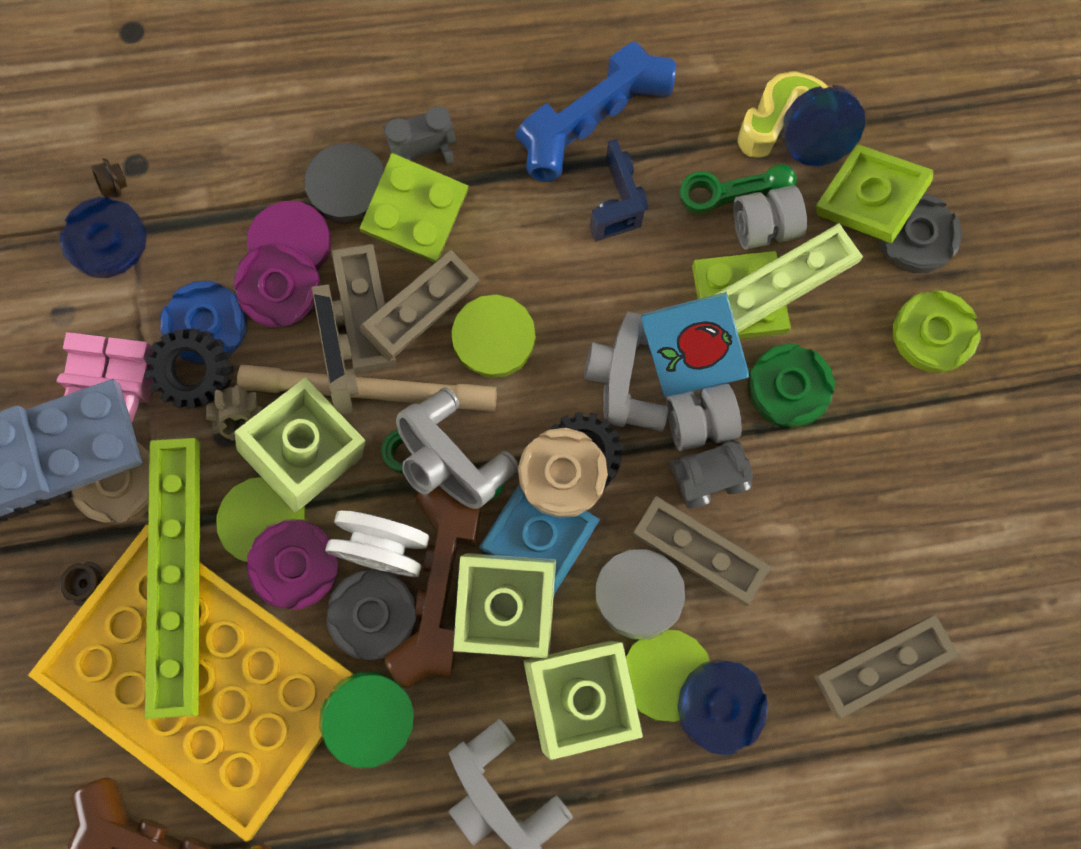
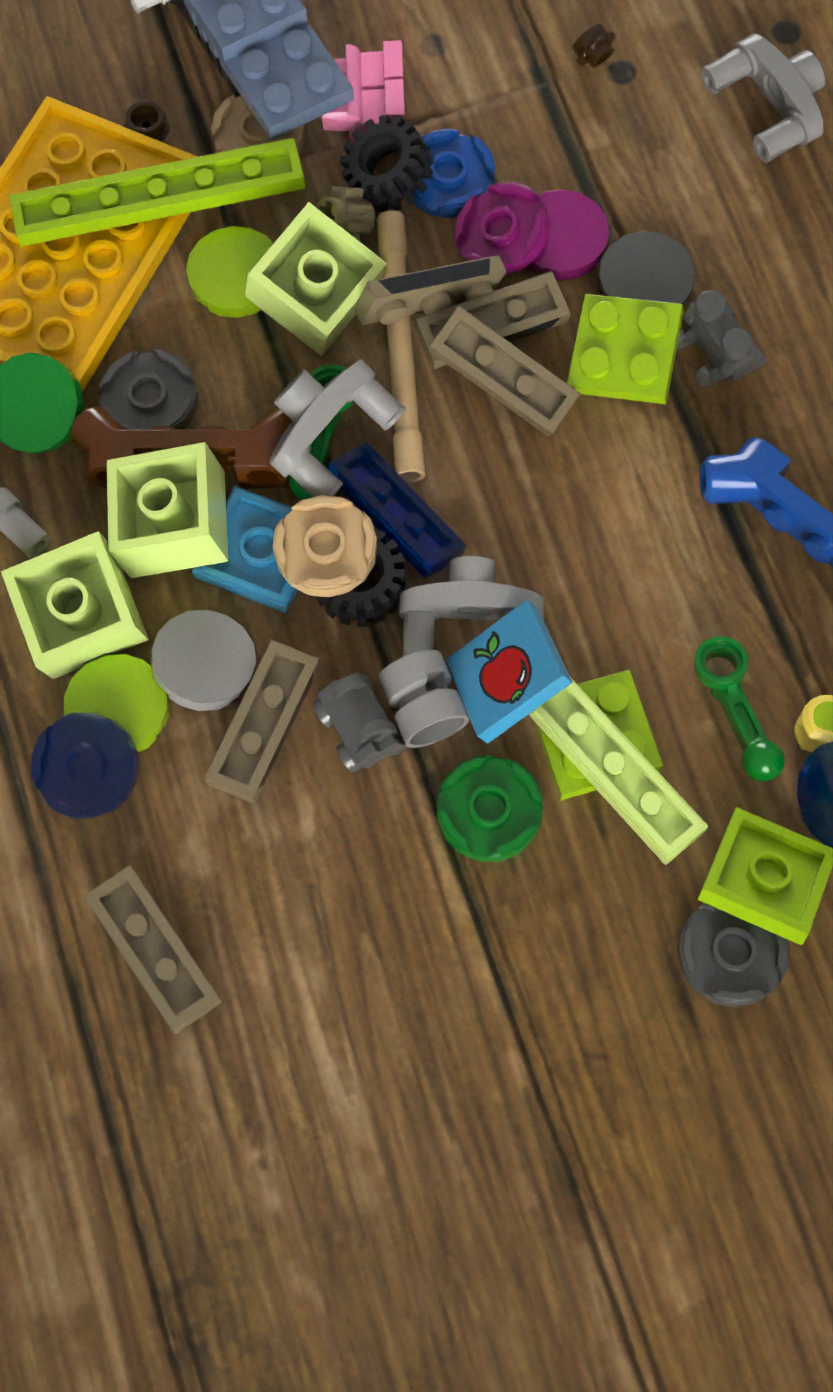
camera: 85 degrees right, 5 degrees down
(103, 237) = (527, 59): clear blue tile -> none
(190, 39) = (785, 84): none -> light grey connector
(291, 564) = (190, 305): magenta tile -> none
(377, 543) = (215, 372): white wheel -> none
(493, 336) = (488, 463): lime tile -> none
(528, 414) = (397, 510): none -> clear blue plate
(618, 216) = (666, 569): dark blue bracket -> none
(776, 216) = (703, 748): light grey wheel -> none
(936, 331) = (597, 984): lime tile -> none

